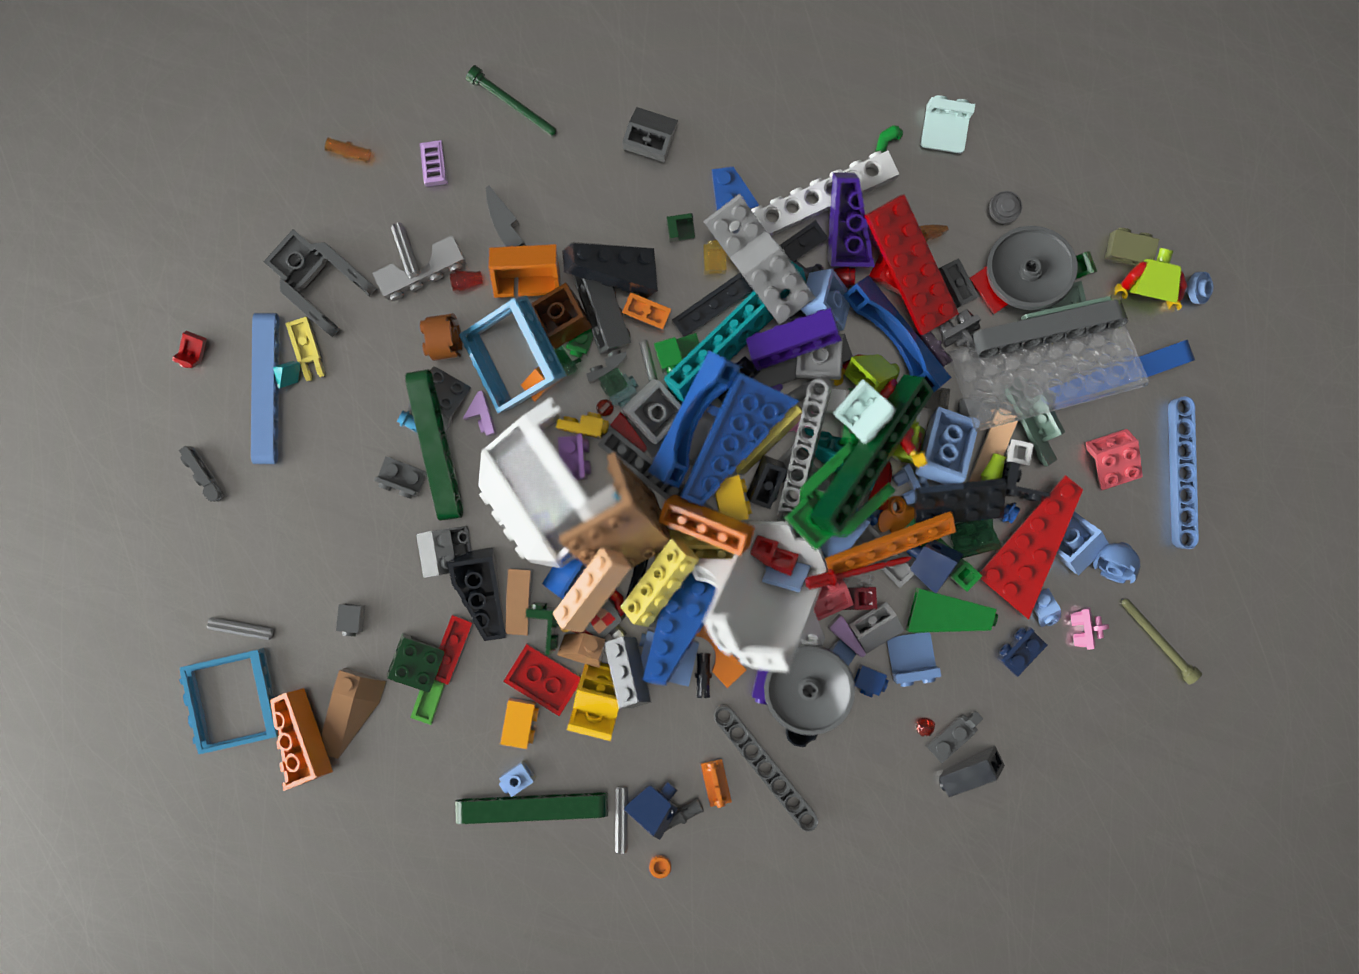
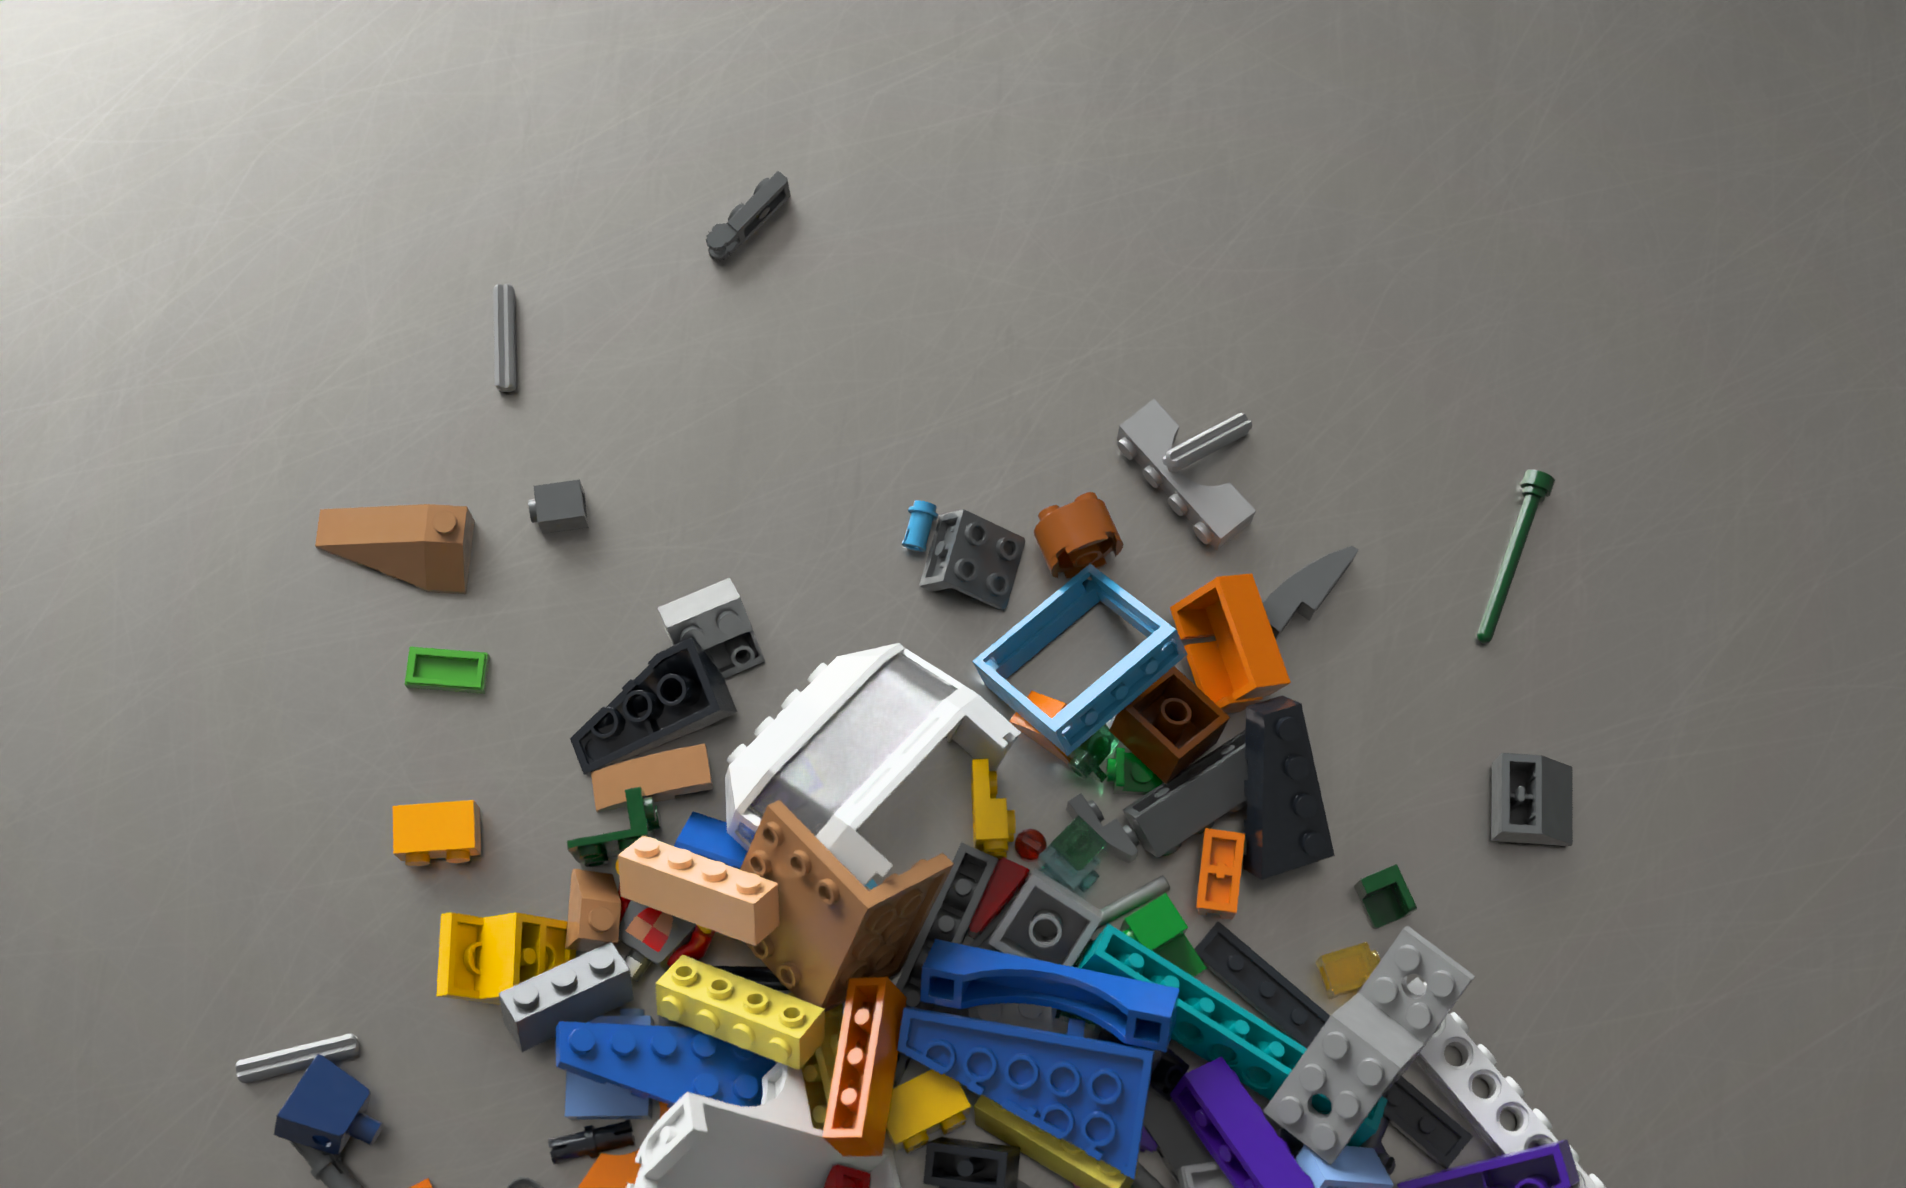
camera: 75 degrees right, 15 degrees down
(190, 350) = (946, 153): red bracket -> none
(193, 701) = (401, 402): dark azure window -> none
(264, 388) = (914, 280): medium blue beam -> none
(287, 373) = (948, 307): teal slope -> none
(299, 263) = (1134, 280): dark grey plate -> none
(299, 739) = (335, 471): orange wedge -> none
(305, 346) = (1000, 326): light yellow hinge -> none
(348, 150) = (1347, 314): clear orange pin -> none
(401, 477) = (821, 532): dark grey bracket -> none
(415, 663) = (504, 630): dark green bracket -> none
(433, 180) = (1346, 475): lavender slope -> none
(434, 444) = (889, 567): dark green beam -> none
(453, 645) = (542, 684): red plate -> none
(465, 279) = (1186, 553): clear red cone -> none
(480, 408) = (973, 632): lavender slope -> none
(516, 779) = (337, 853): light blue brick -> none
(531, 808) = (290, 894): dark green beam -> none
(542, 679) = (522, 854): red plate -> none
(573, 455) = (928, 812): medium lavender bracket -> none
(660, 866) = (225, 1151): orange tile -> none
(728, 185) = (1492, 962): blue wing -> none

